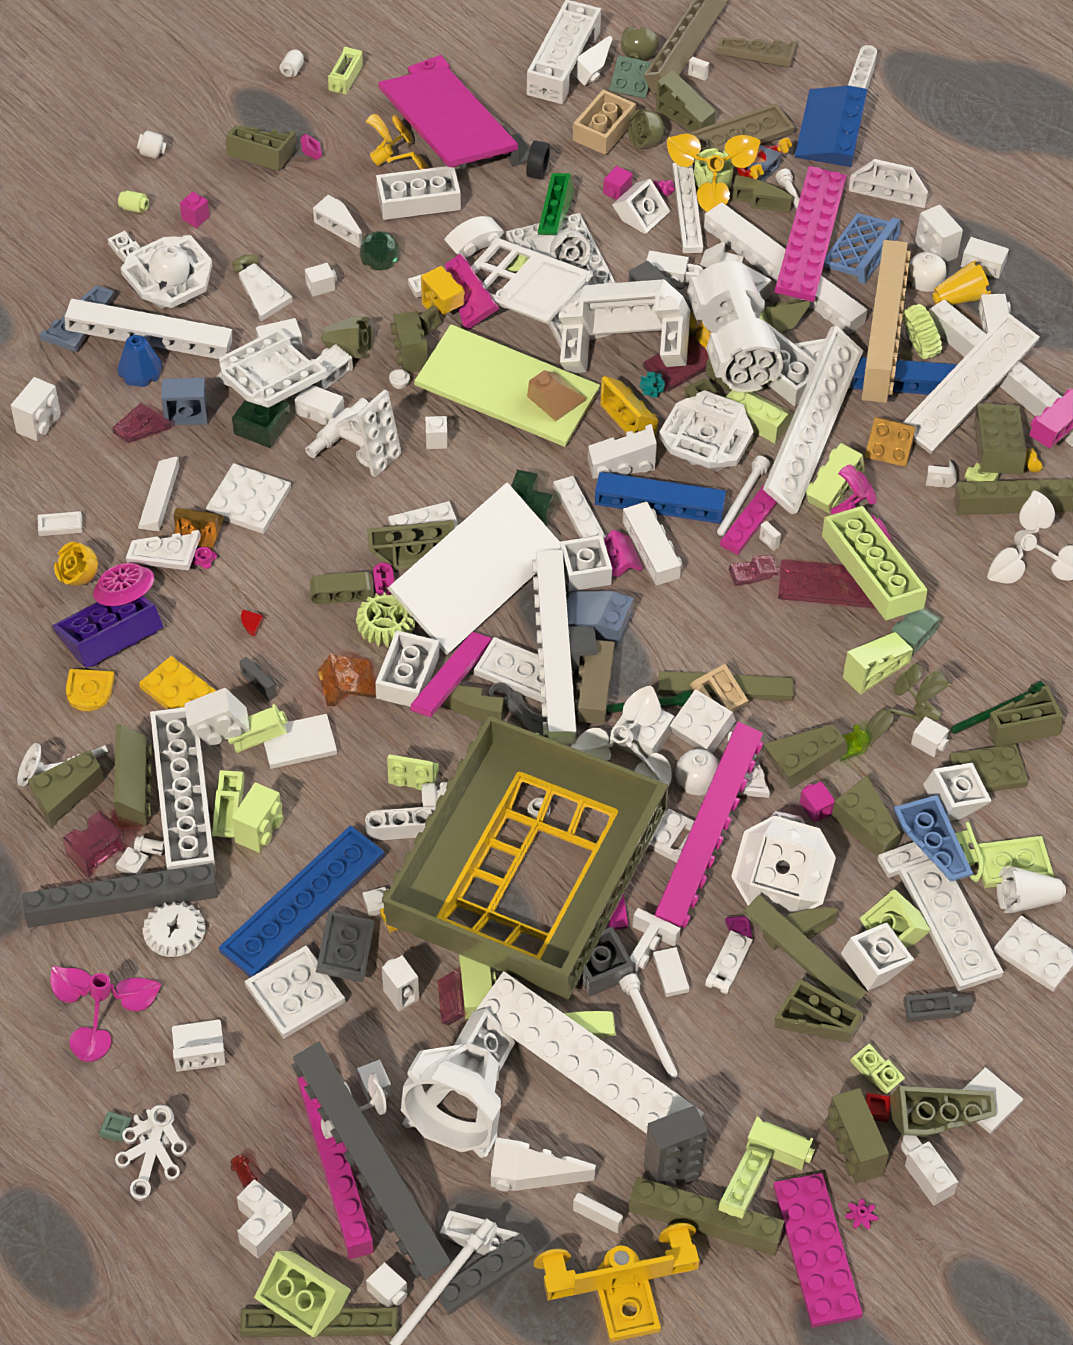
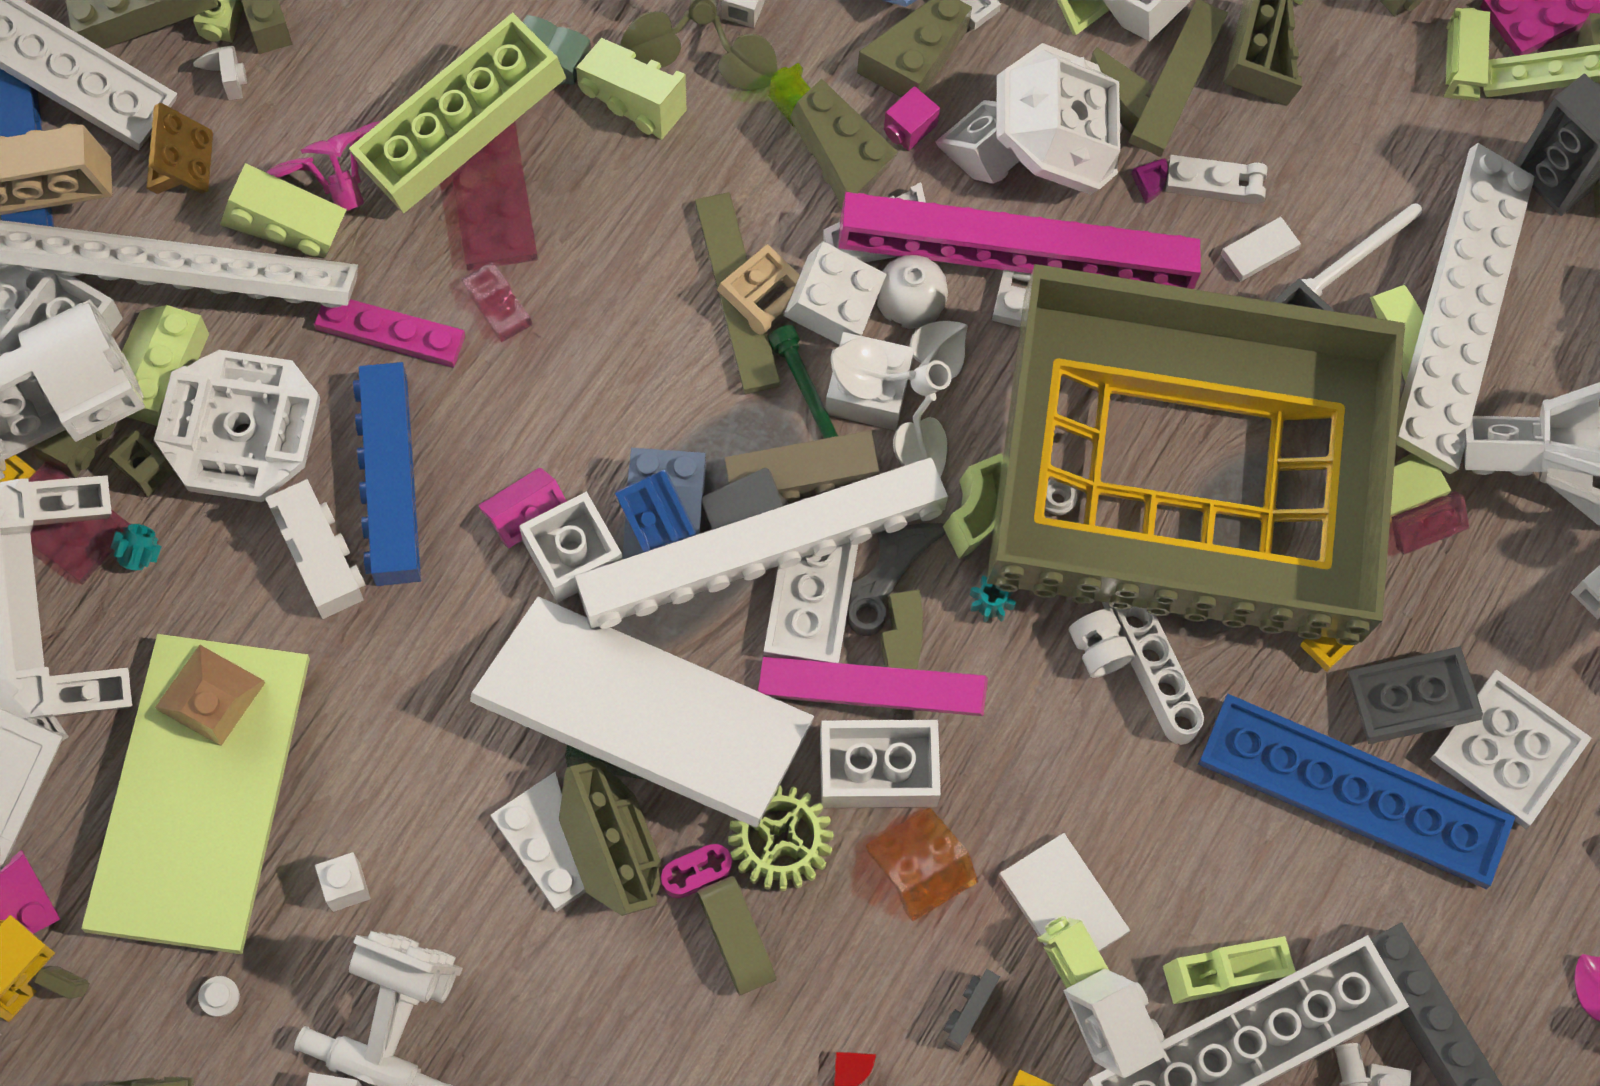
camera: 110 degrees left, 15 degrees up
(182, 940) = (1499, 992): white gear -> none
(257, 817) = (1254, 900): yellowish green brick -> none
(373, 901) = (1307, 683): white plate -> none
(400, 983) = (1451, 590): white brick -> none
(409, 341) = (127, 1001): olive wedge -> none
(410, 771) = (1065, 698): yellowish green bracket -> none
(526, 486) = (449, 687): clear green brick -> none
(577, 508) = (448, 597): white plate -> none
(588, 598) = (655, 511): none -> blue plate
(625, 407) = (209, 568): yellow slope -> none
(652, 543) = (490, 461): white brick -> none
(654, 931) = (1232, 281): white bracket -> none
(759, 466) = (277, 339): white piece -> none
(770, 535) = (424, 289): white tile -> none

